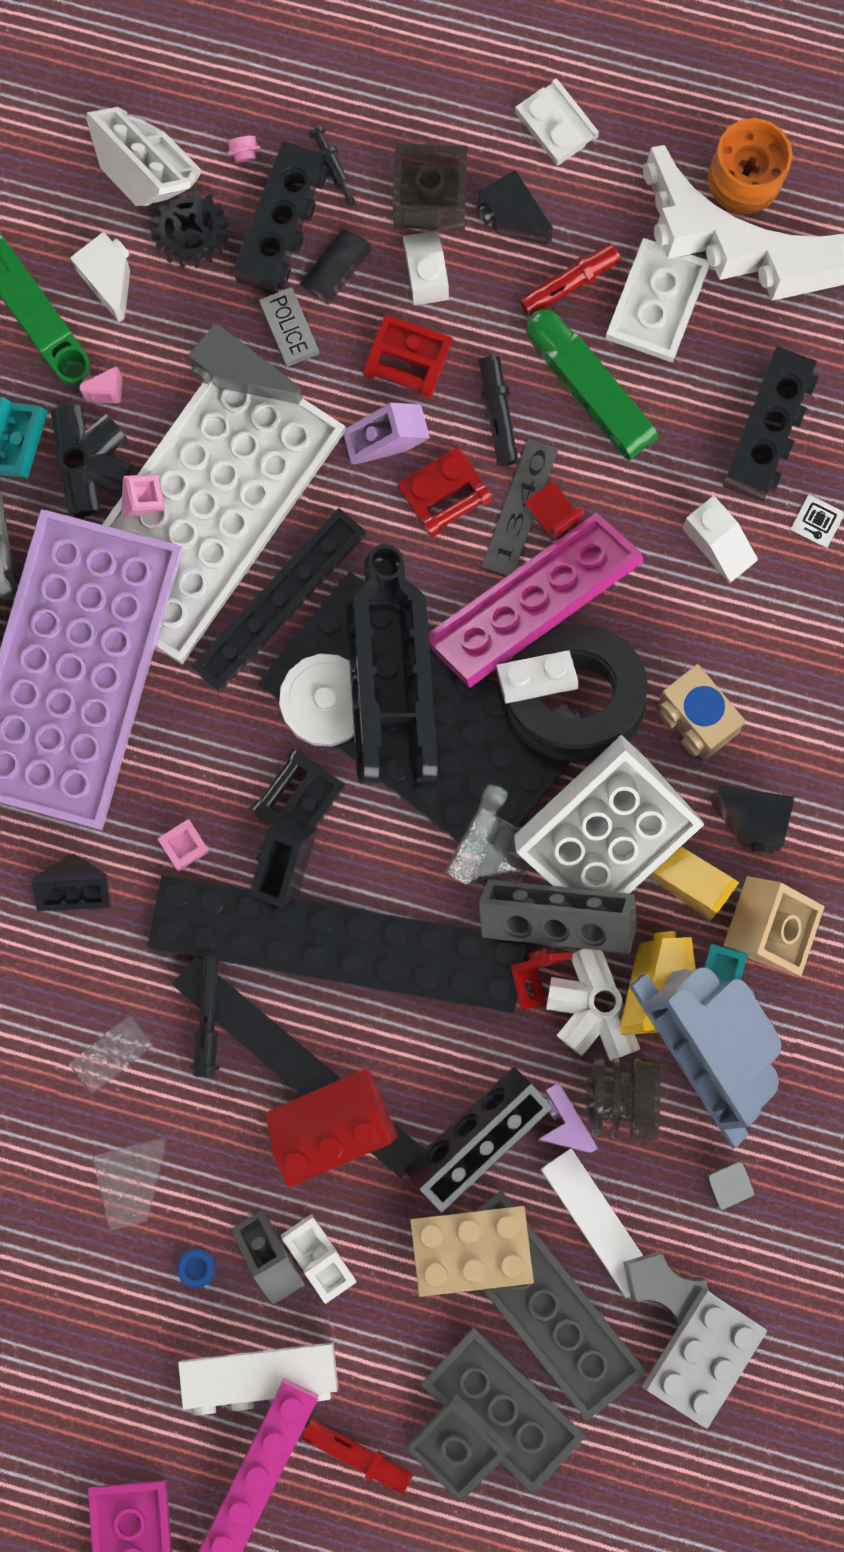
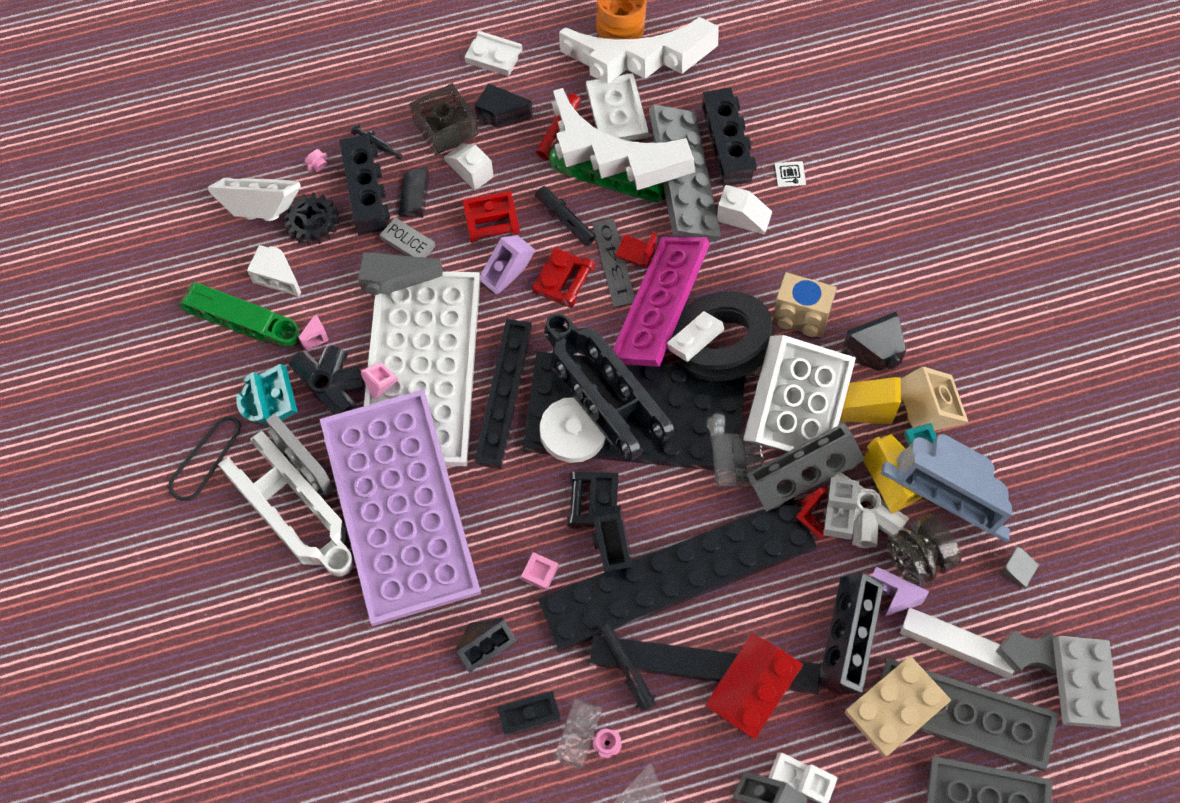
camera: 35 degrees left, 15 degrees down
(70, 999) = (529, 714): none -> black plate
(125, 1081) = (607, 735): none -> bright pink plate
(565, 991) = (841, 508): none -> light grey slope
(628, 408) = (643, 162): none -> white arch
(680, 443) = (688, 196): none -> dark grey plate

